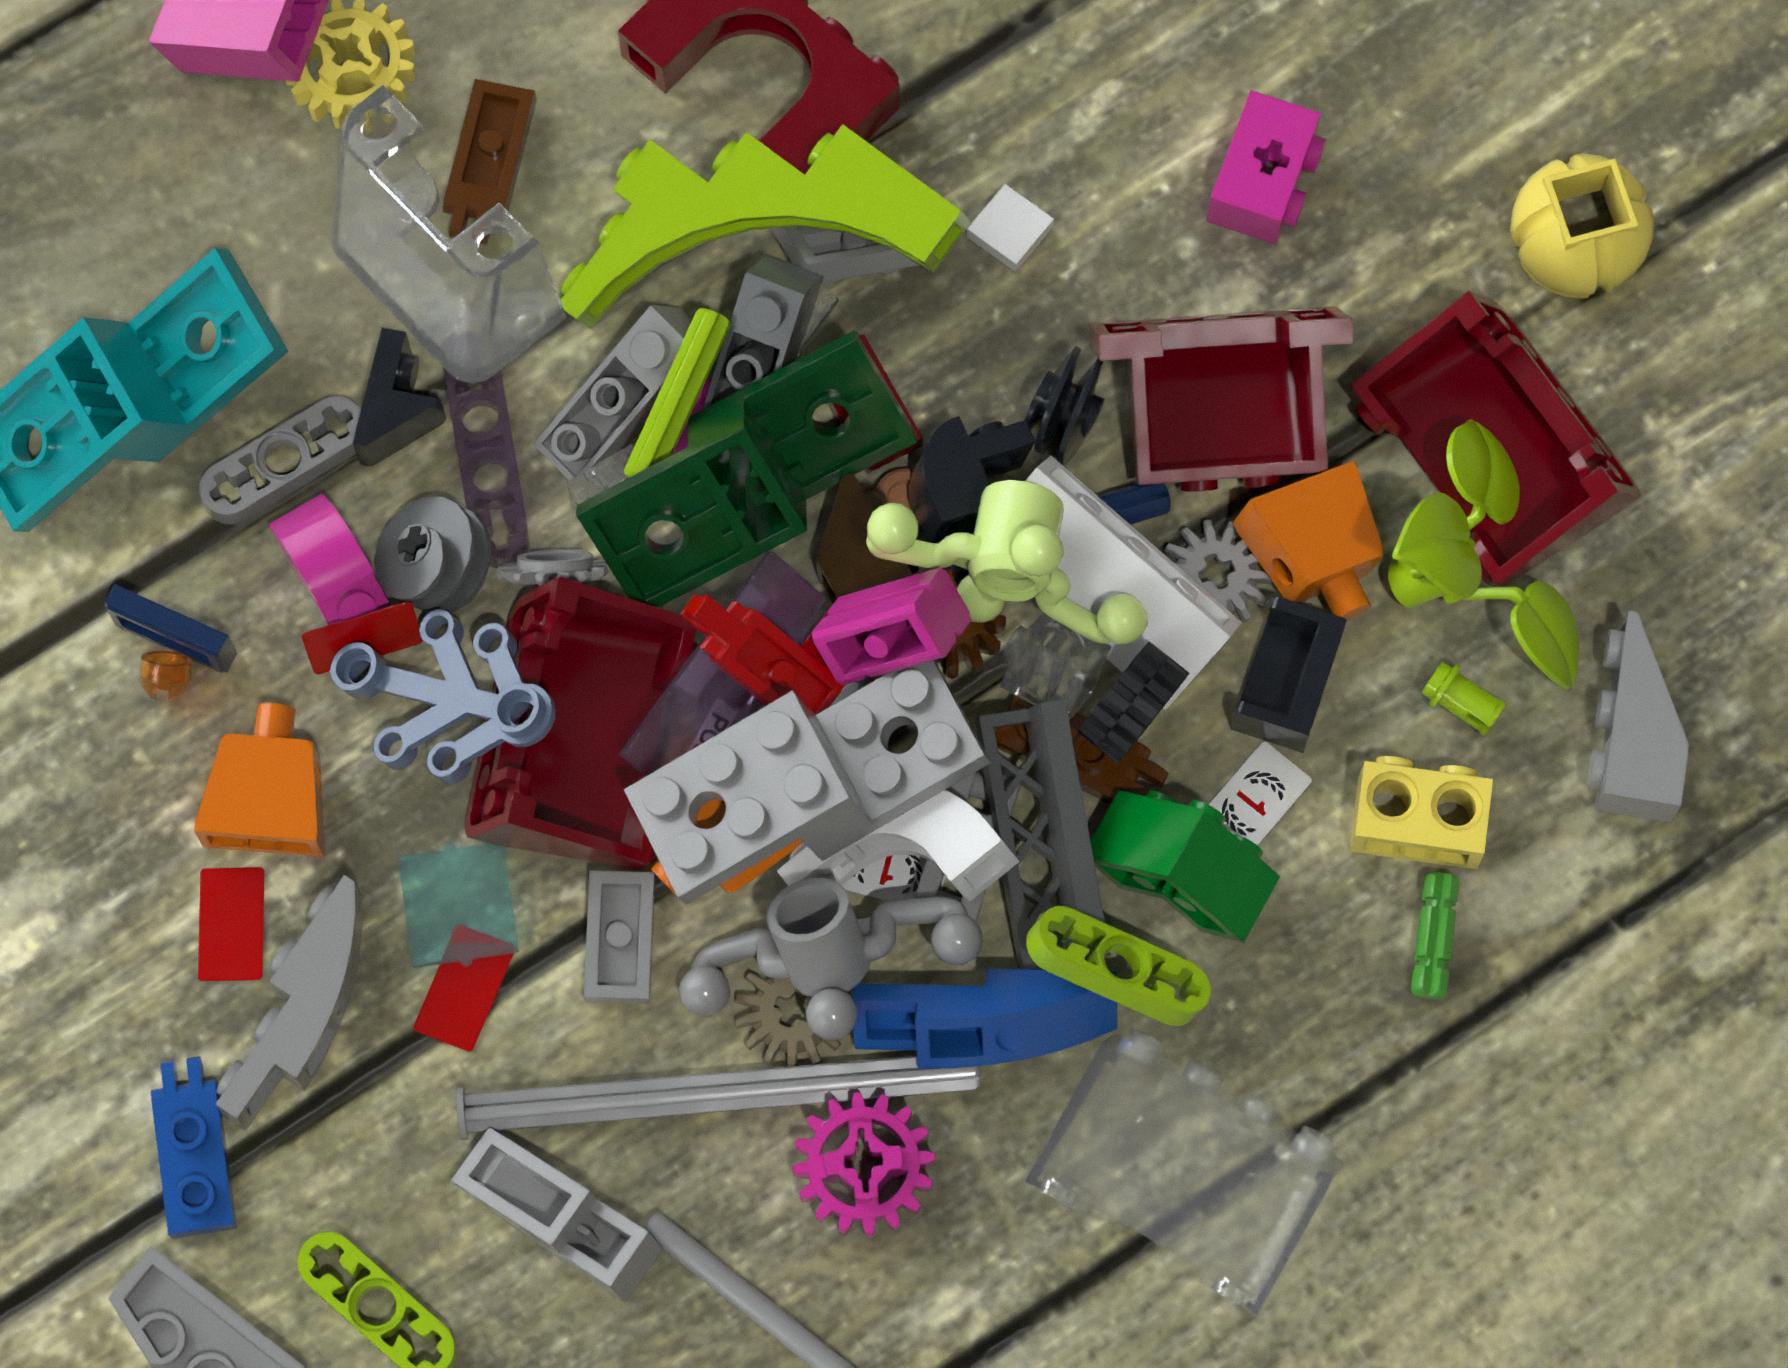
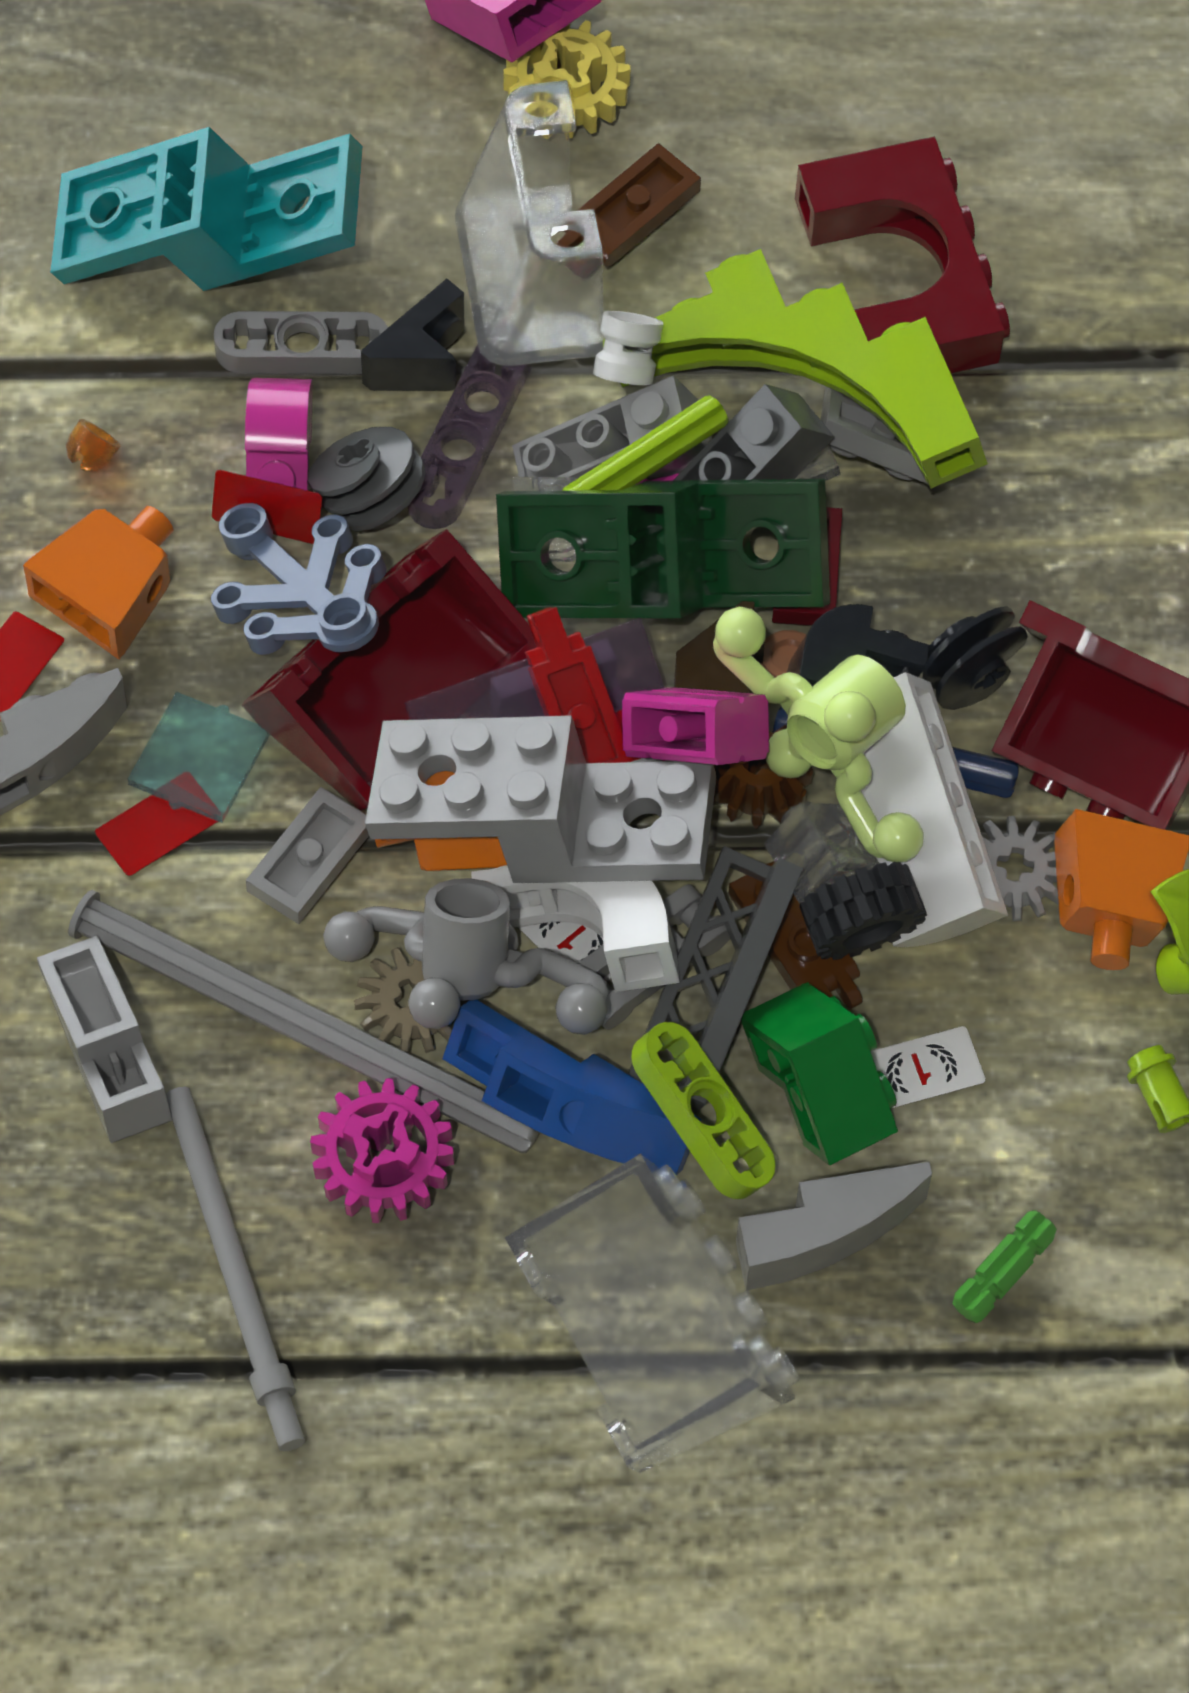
camera: 30 degrees right, 10 degrees down
(170, 629) = (119, 412): dark blue tile -> none
(546, 565) = (475, 546): light grey gear -> none
(594, 303) = (628, 348): none -> white wheel
(1010, 228) = (1026, 501): white tile -> none
(1270, 994) = (828, 1222): none -> light grey slope
(1288, 674) = (1022, 982): black panel -> none
(1420, 830) = (1045, 1167): light yellow brick -> none

